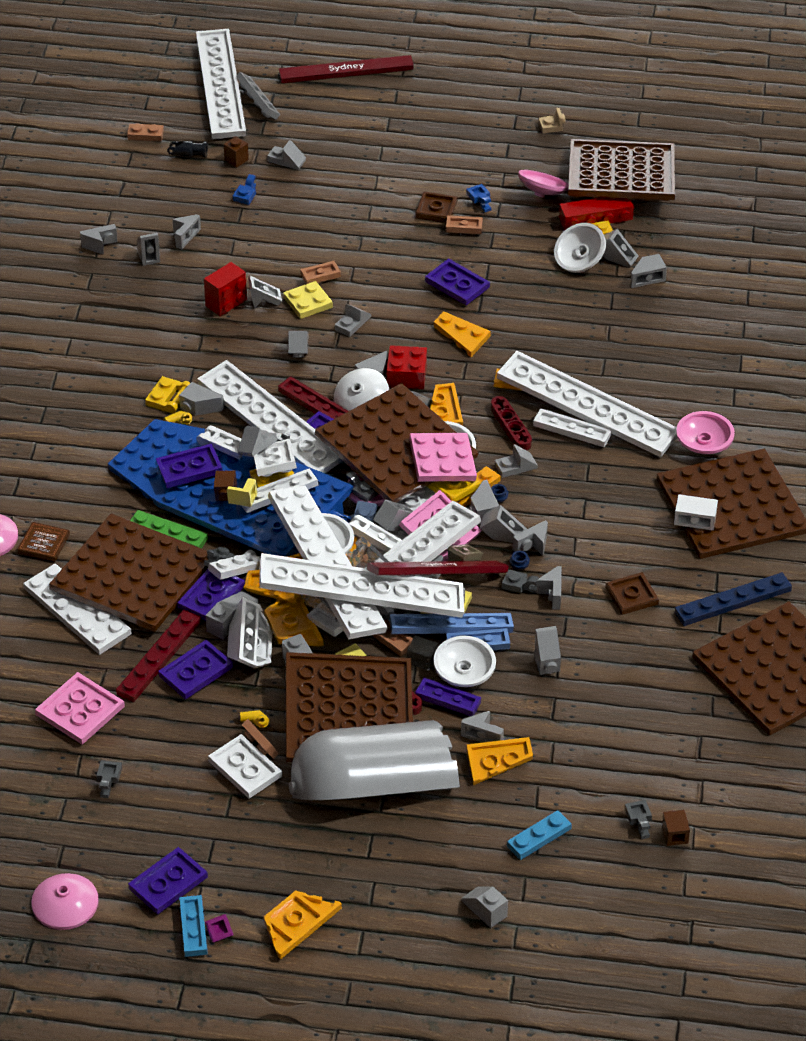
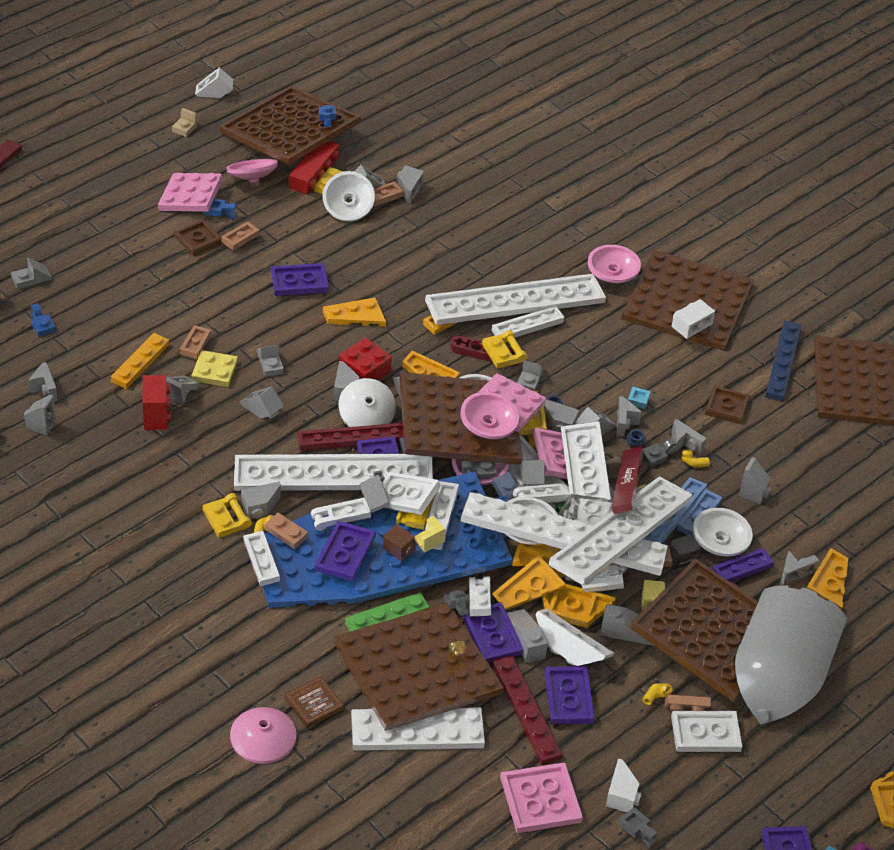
camera: 55 degrees left, 0 degrees up
(134, 746) = (623, 789): none -> white slope
(137, 431) = (261, 558): none -> white plate
(160, 576) = (457, 648): none -> clear yellow plate
(179, 427) = (286, 530): none -> nougat plate
(270, 260) = (139, 360): none -> light orange plate
(399, 448) = (489, 415): none -> bright pink dish
(476, 171) = (190, 192): none -> bright pink plate
(515, 425) = (500, 353): none -> yellow plate
(535, 607) = (694, 462): none -> yellow arm
(568, 536) = (639, 397): none -> medium azure plate
(616, 265) = (387, 193): none -> nougat plate
(617, 108) = (215, 85): none -> white slope
(650, 176) = (327, 114): none -> blue plate

